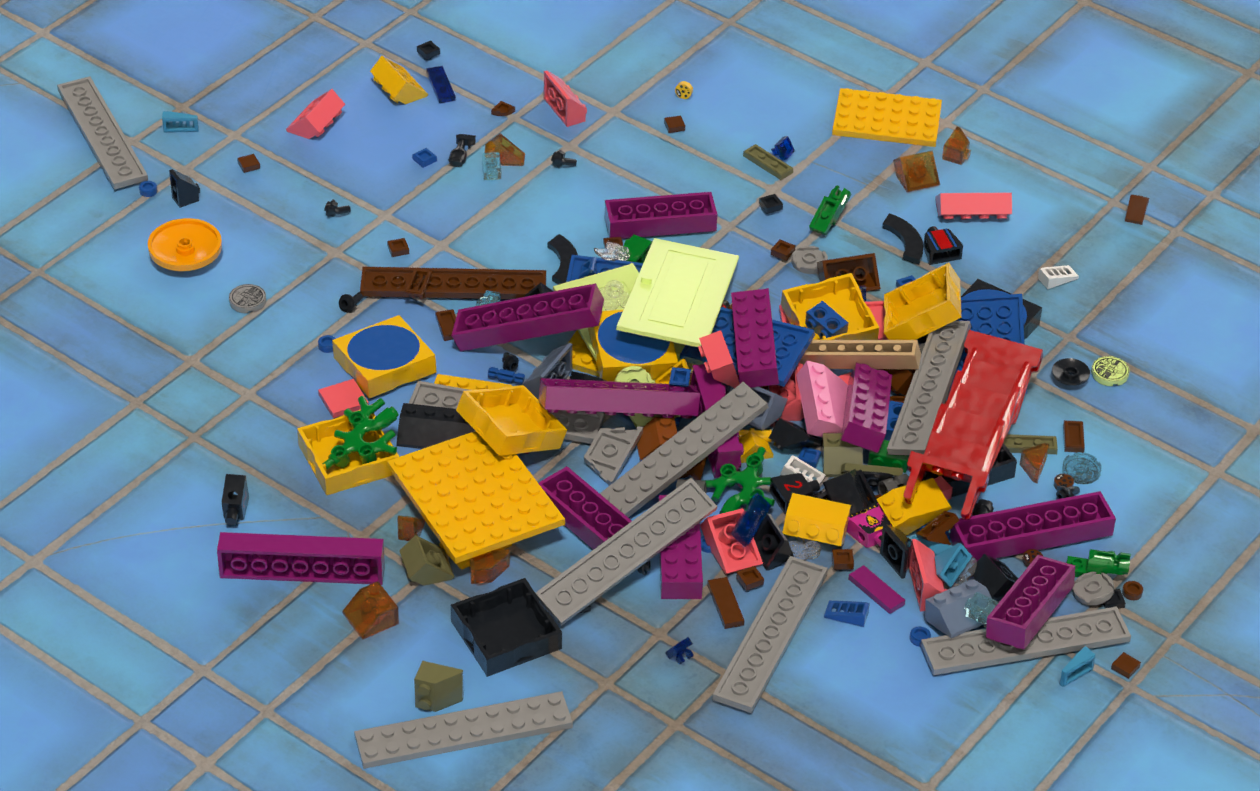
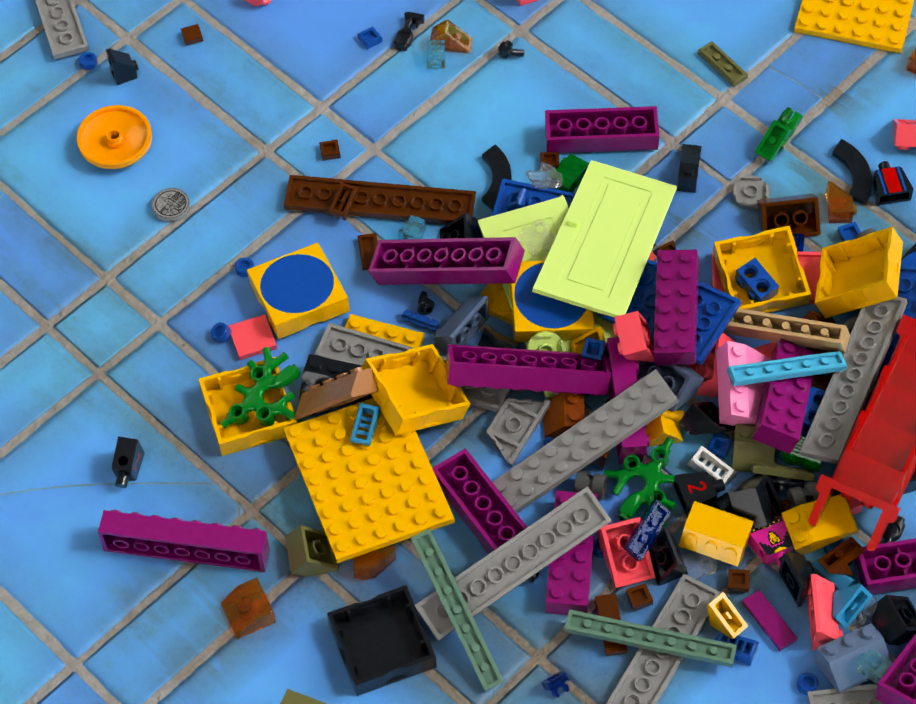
camera: 10 degrees right, 15 degrees up
(312, 395) = (220, 332): none -> blue tile
(332, 208) = (268, 98): black plate -> none
(348, 303) = (270, 218): black plate -> none
(409, 527) = (299, 505): clear orange slope -> none
(438, 426) = (337, 392): none -> medium nougat slope
(468, 437) = (367, 409): none -> dark azure slope
(578, 592) = (457, 610): none -> sand green plate
(674, 124) = (631, 10): reddish brown tile -> none
(748, 244) = (689, 168): none -> black slope
(766, 605) = (650, 638): none -> sand green plate
(771, 203) = (718, 119): black plate -> none
(782, 250) = (724, 179): reddish brown plate -> none
(783, 148) = (740, 49): clear blue tile -> none
(834, 585) = (725, 617): none -> yellow slope
(865, 380) = (786, 368): none -> medium azure tile
(894, 263) = (839, 204): none -> clear orange slope
(917, 171) = (877, 87): clear orange slope -> none

